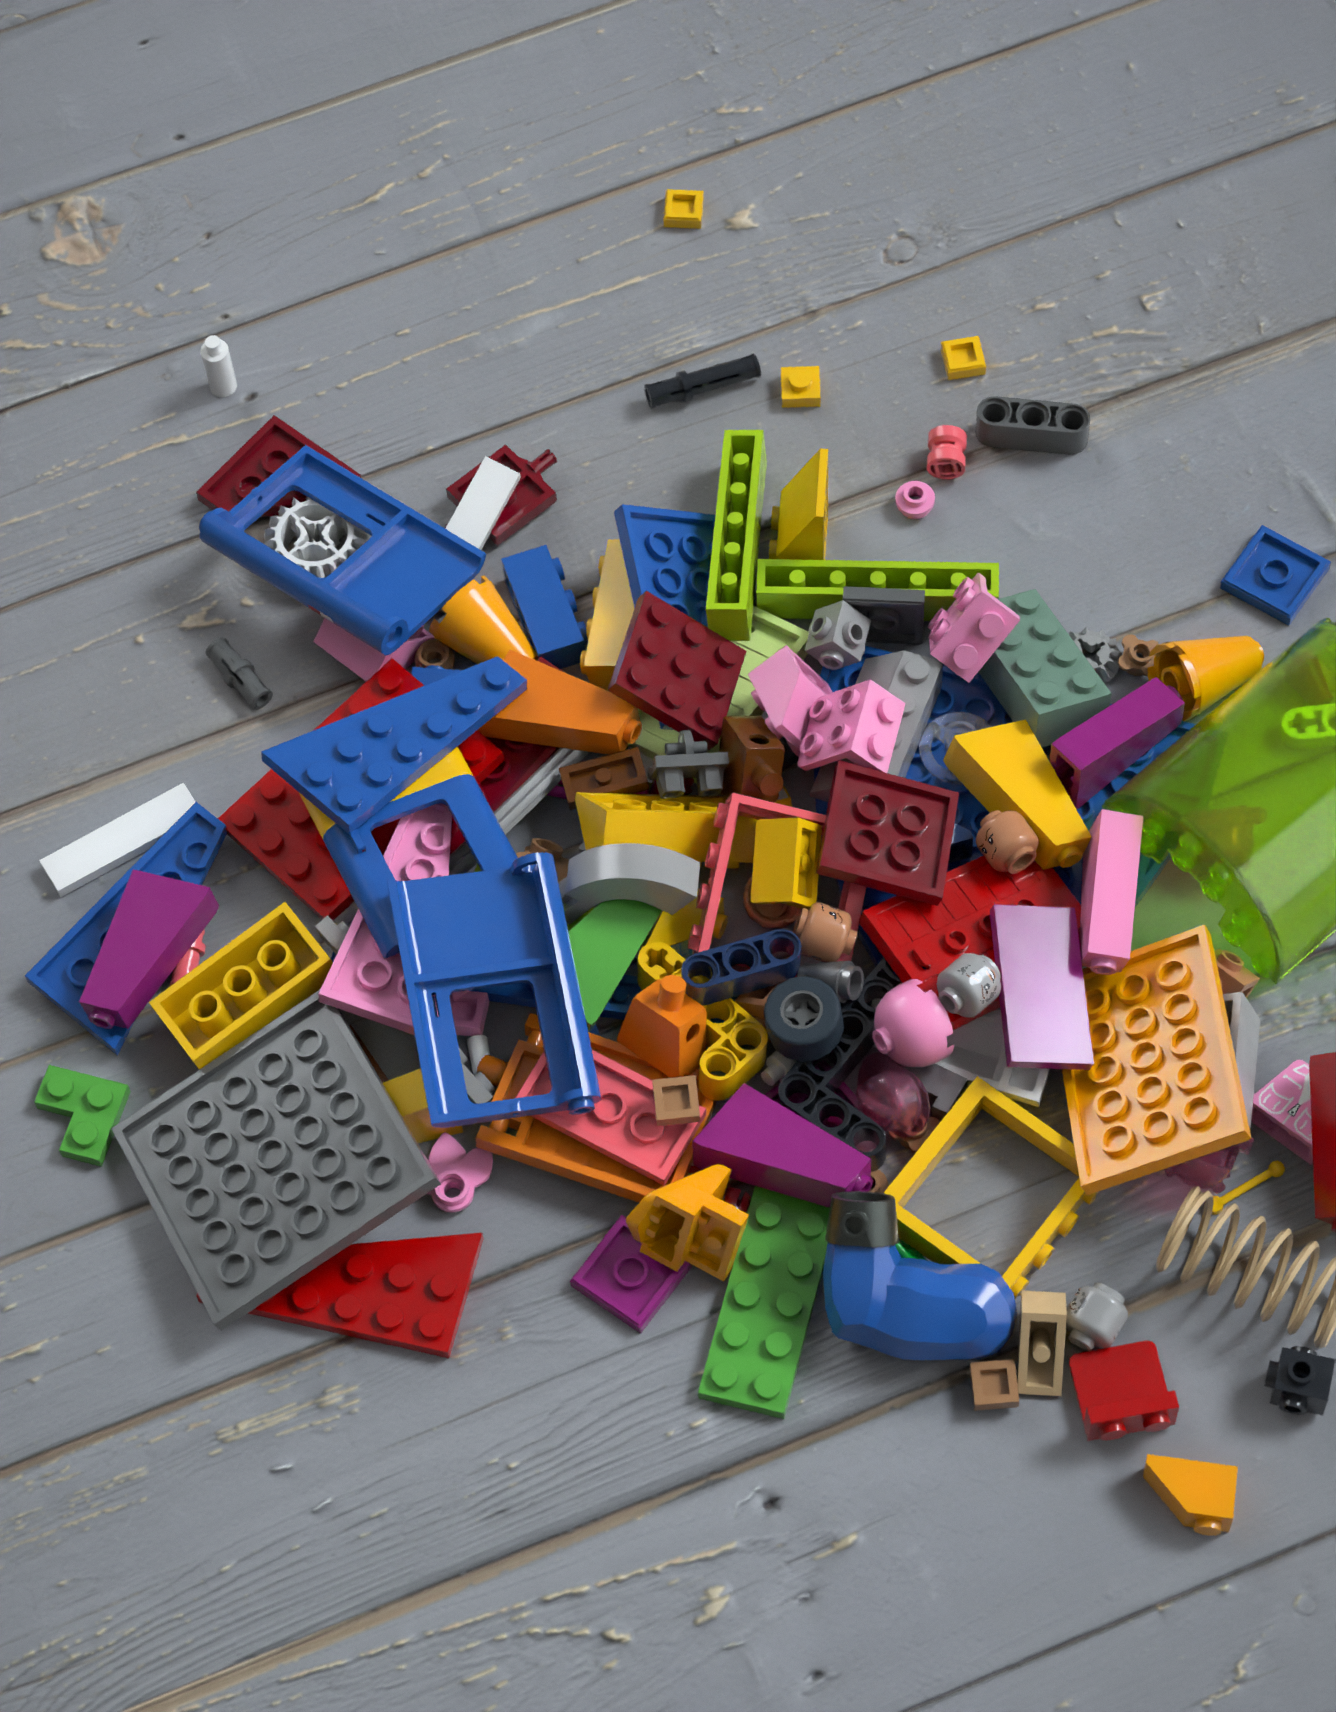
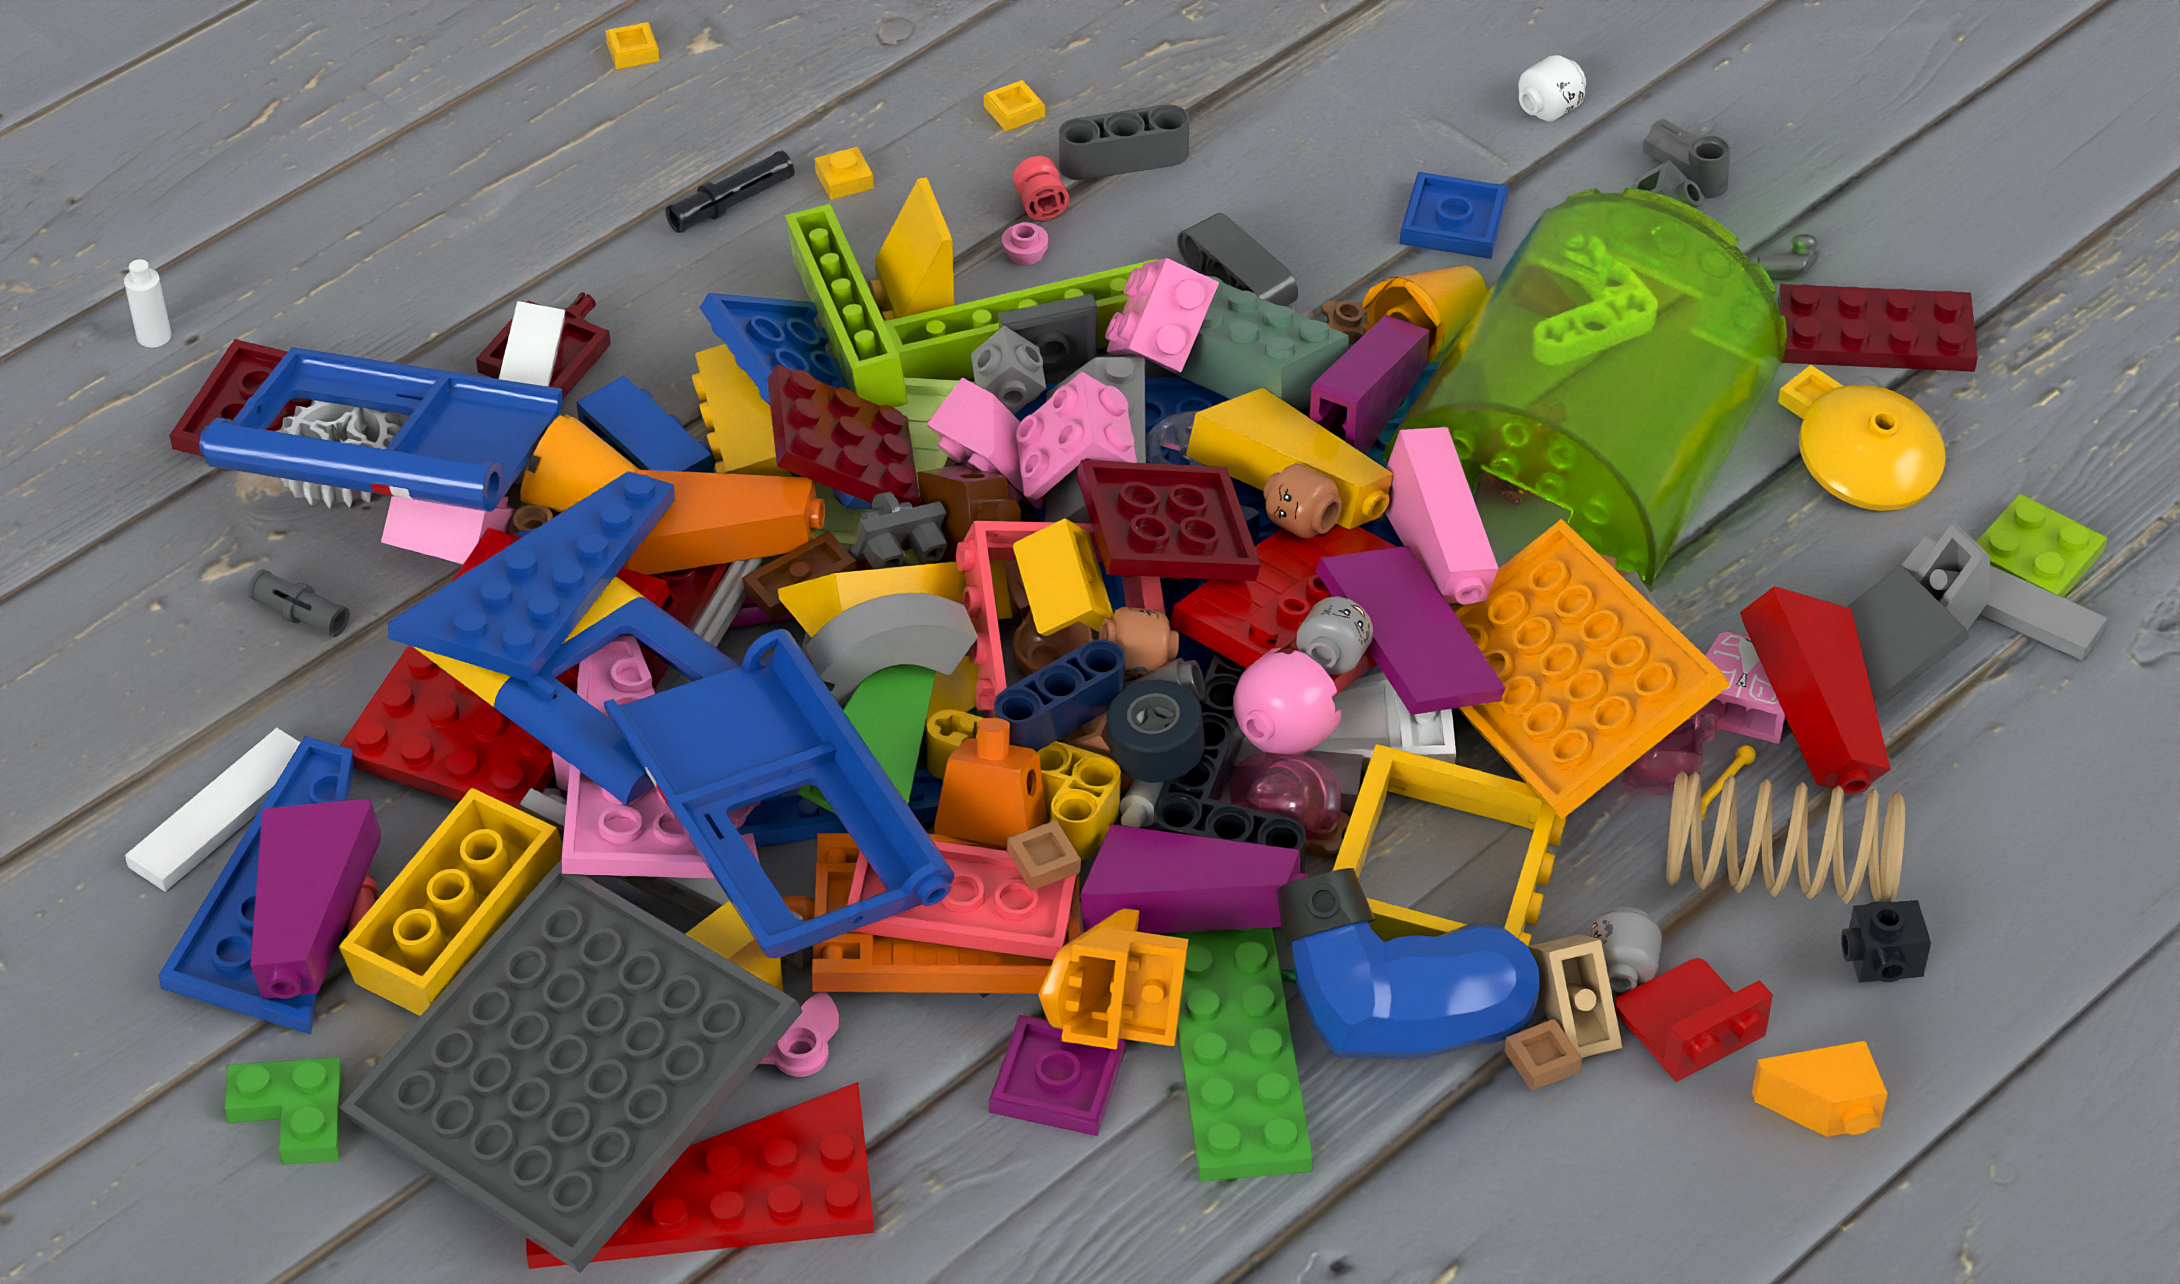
camera: 25 degrees left, 15 degrees down
(1072, 577) = (1227, 252): none -> dark grey beam

